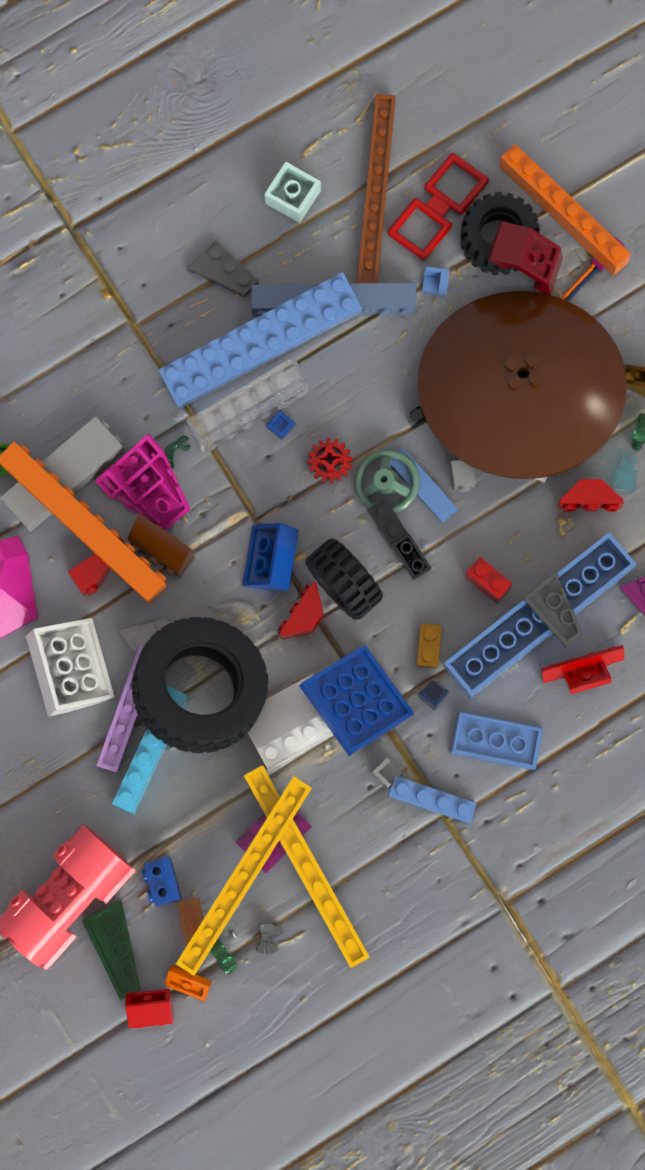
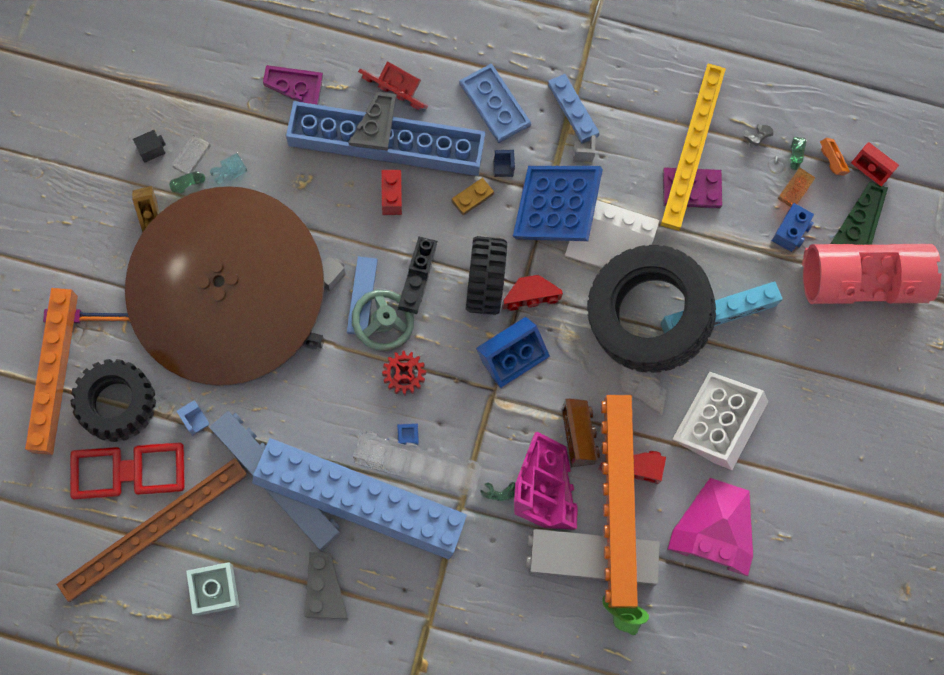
camera: 145 degrees left, 5 degrees down
(121, 727) = (716, 350): lavender plate -> none
(243, 876) = (739, 172): yellow plate -> none
(528, 253) = (118, 359): dark red slope -> none
(590, 496) = (268, 176): red slope -> none

